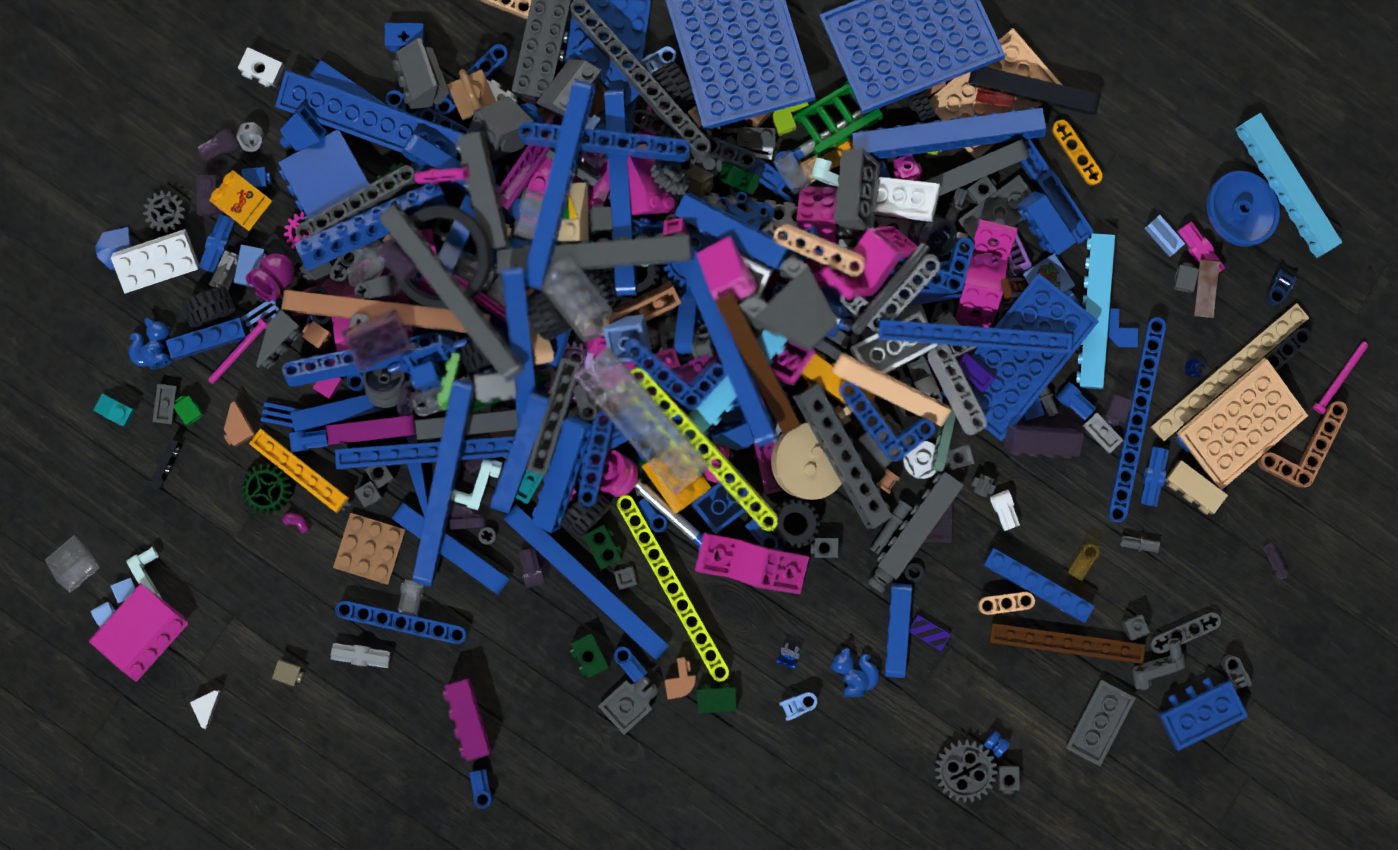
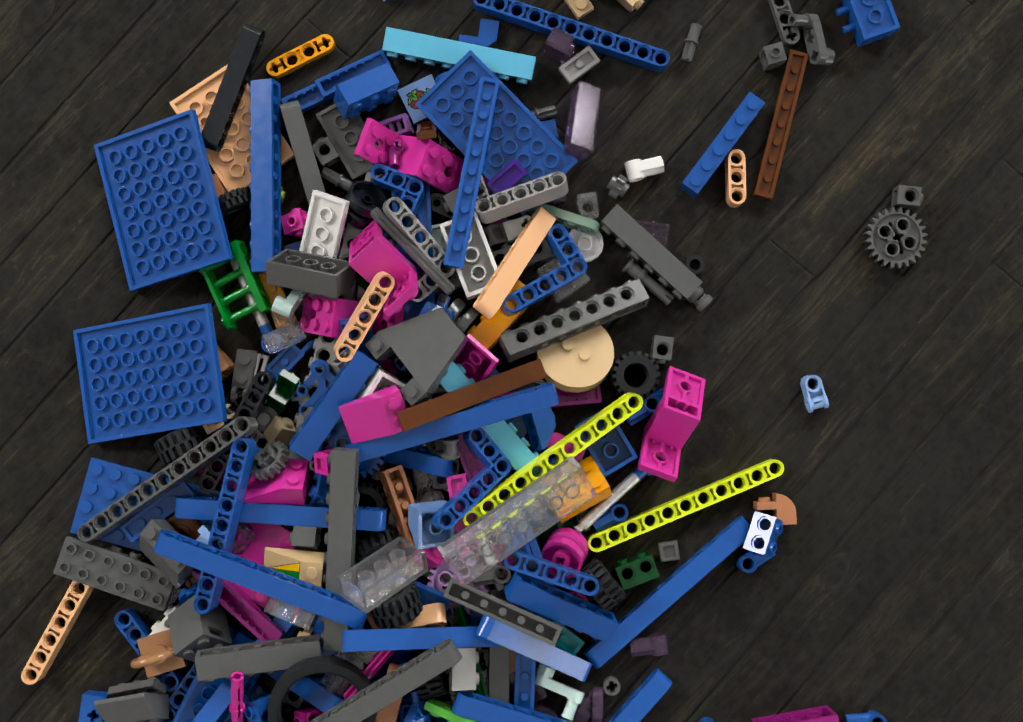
camera: 85 degrees left, 0 degrees up
(582, 170) = (254, 547): dark grey plate -> none
(599, 662) = (732, 595): dark green brick -> none
(629, 704) = (796, 563): dark grey plate -> none
(654, 662) = (758, 533): none -> brick
(657, 59) = (150, 458): light blue piece -> none
(716, 699) = (799, 474): dark green brick -> none
(783, 118) = (228, 339): lime brick -> none
(788, 657) = (765, 399): clear blue tile -> none
(843, 413) = (531, 314): tan plate -> none
(856, 680) = (796, 333): blue animal -> none
(887, 481) = (602, 279): nougat bush -> none
(898, 630) = (750, 286): blue beam -> none
(929, 632) = (755, 257): tile -> none
(994, 98) = (236, 127): clear red axle -> none
(996, 744) = (872, 204): blue wheel -> none
(1072, 398) = (541, 90): blue piece -> none
(1083, 563) = (704, 99): clear yellow piece -> none
(1100, 722) = (861, 102): dark grey plate -> none
(1154, 476) = (627, 20): blue piece -> none

